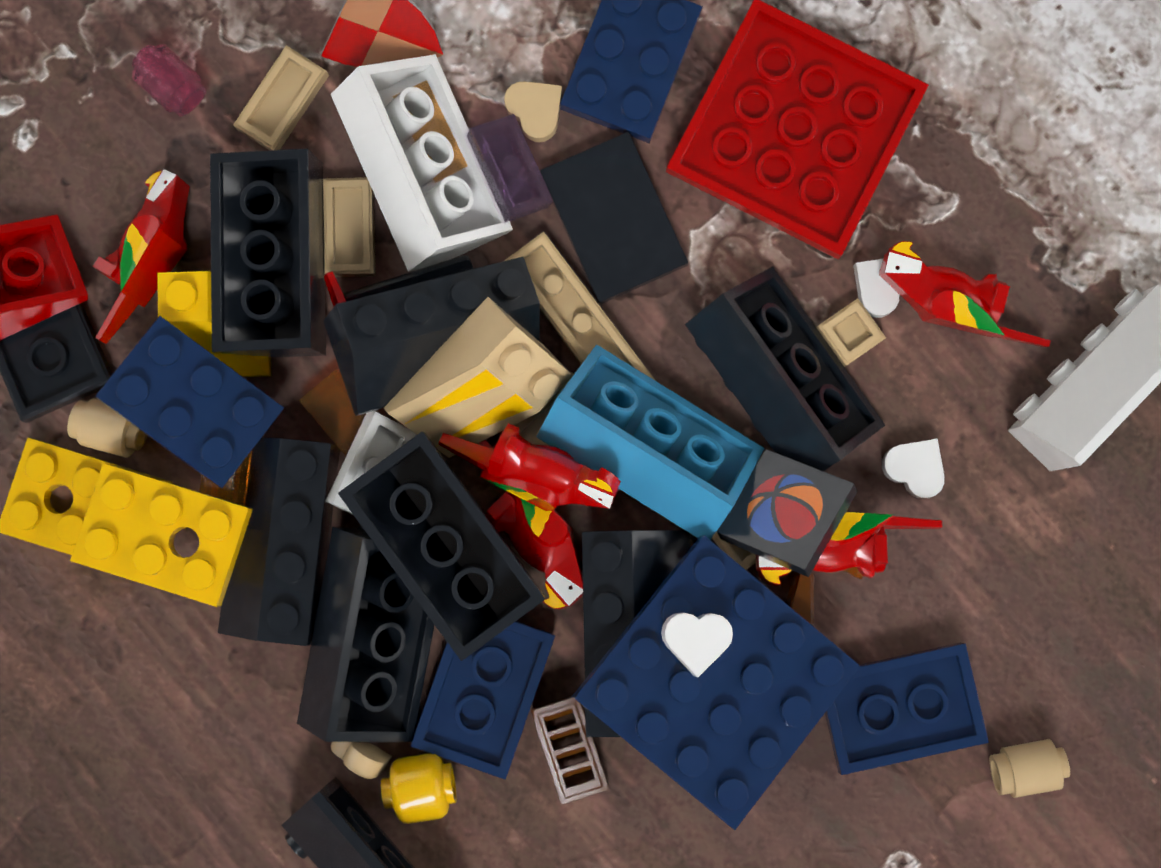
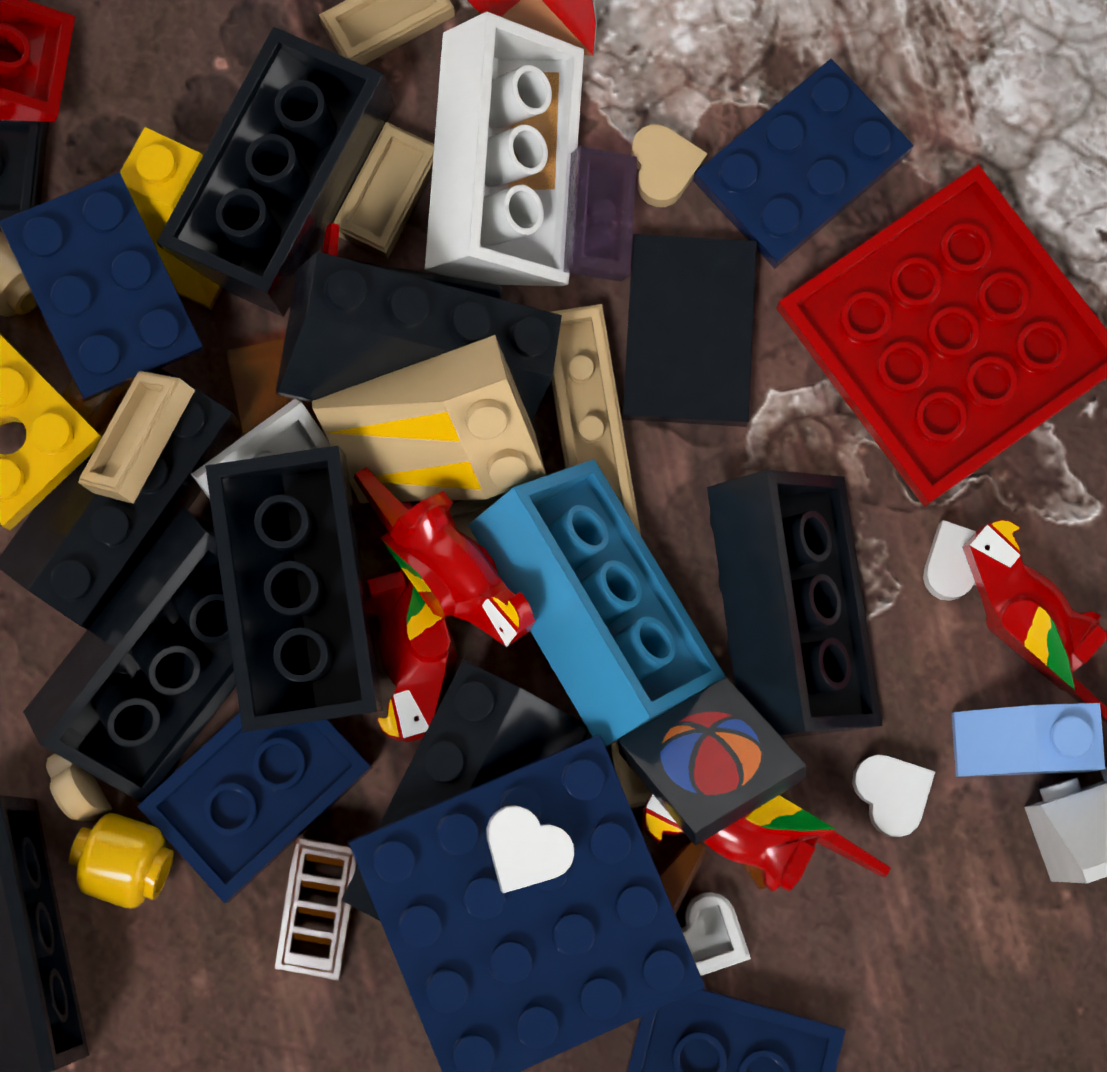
camera: 25 degrees right, 5 degrees down
(148, 247) = (154, 95): red animal -> none
(275, 495) = (136, 436): none -> tan tile
(844, 624) = (713, 933): none -> white tile
(851, 332) = (896, 598): tan tile -> none
(989, 385) = (1028, 740): none -> light blue slope

